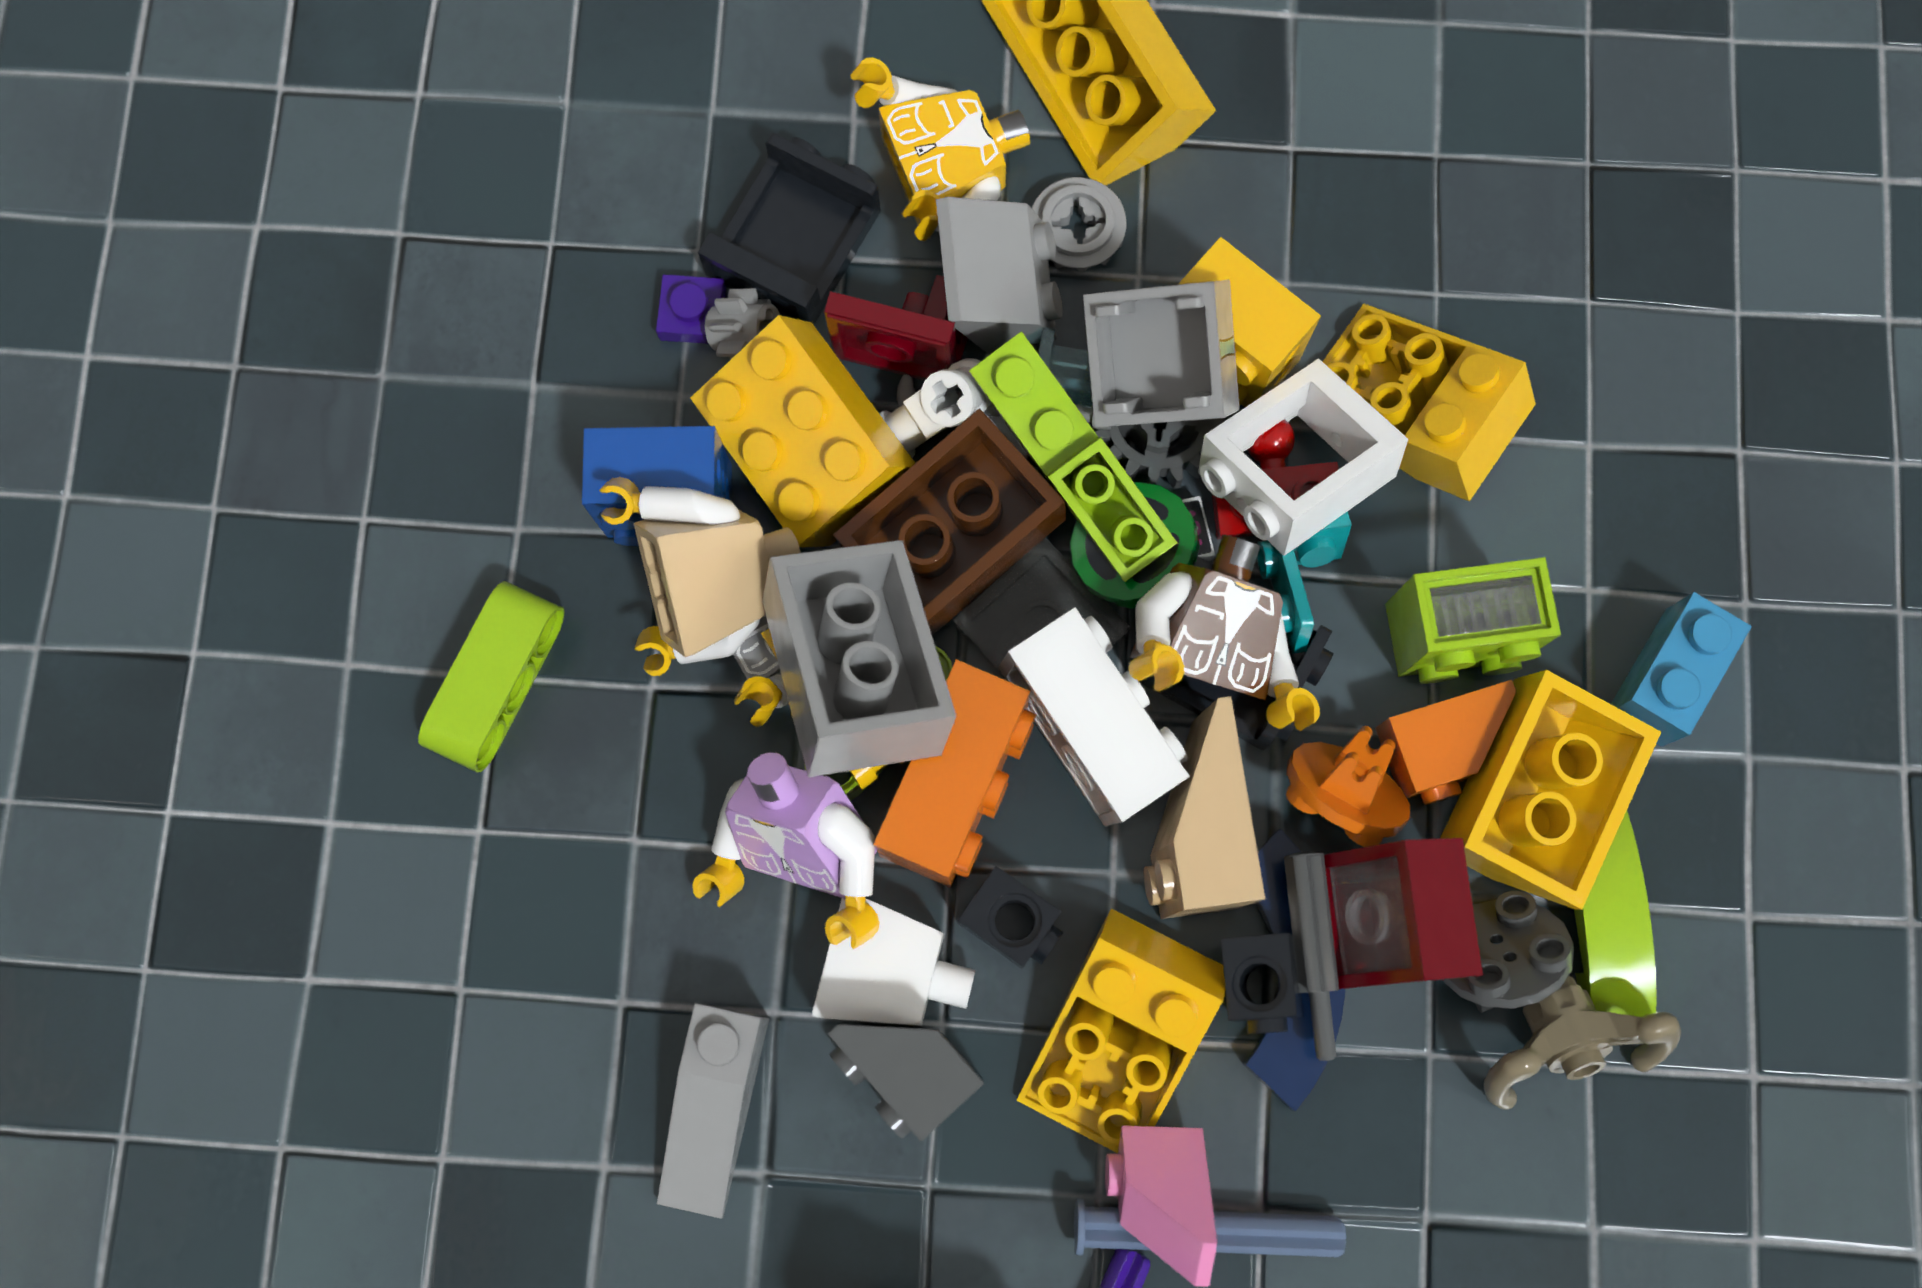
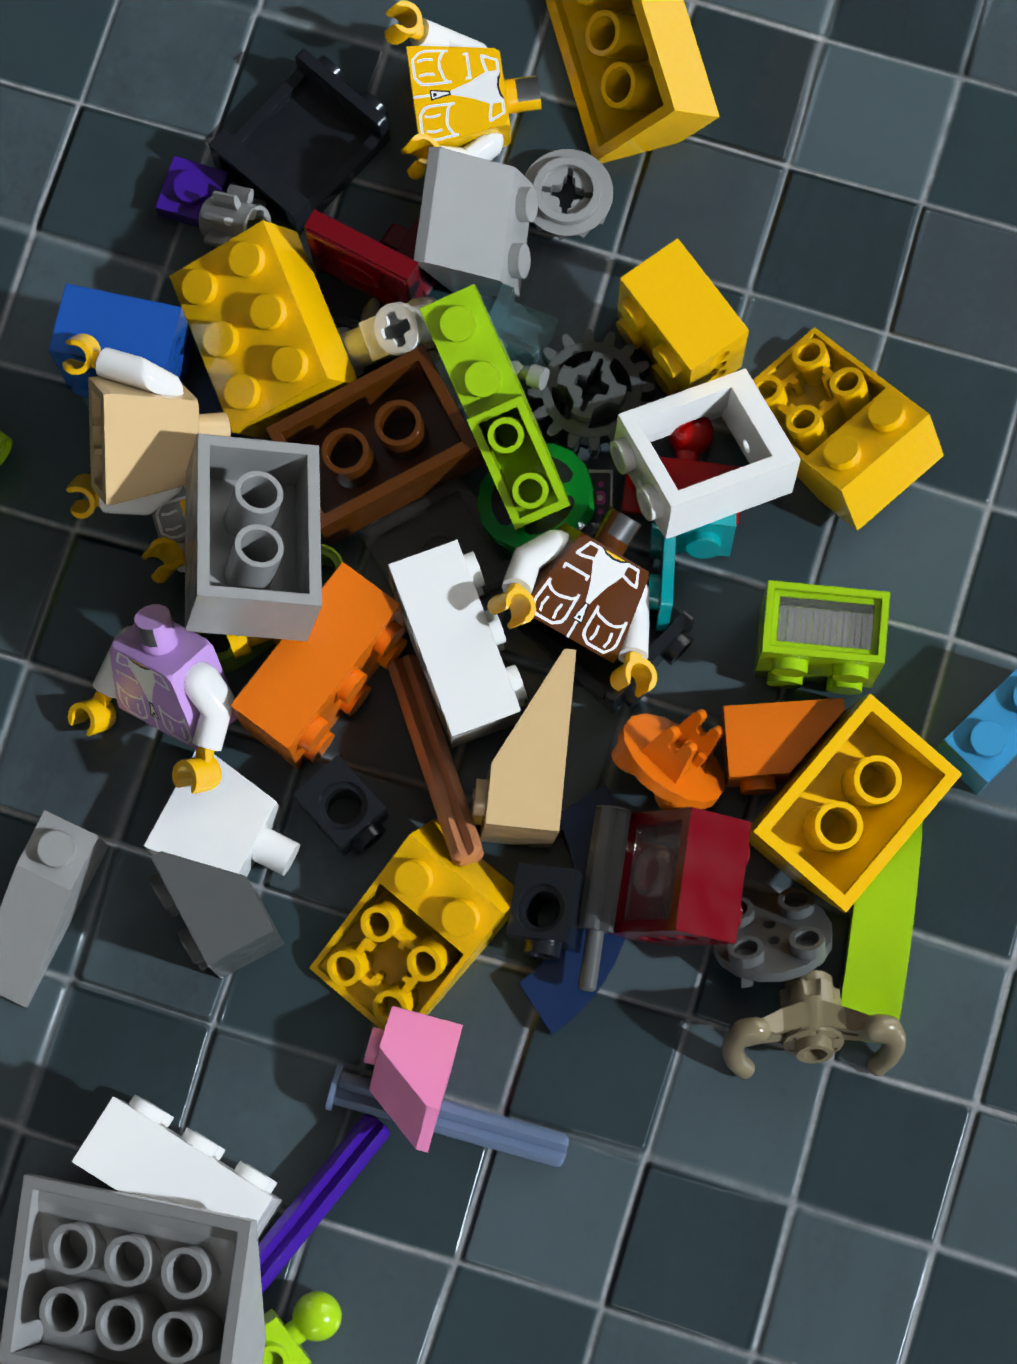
camera: 15 degrees right, 0 degrees up
(1102, 849) = (436, 761): none -> nougat axle
(1162, 354) = (594, 332): light grey container -> none

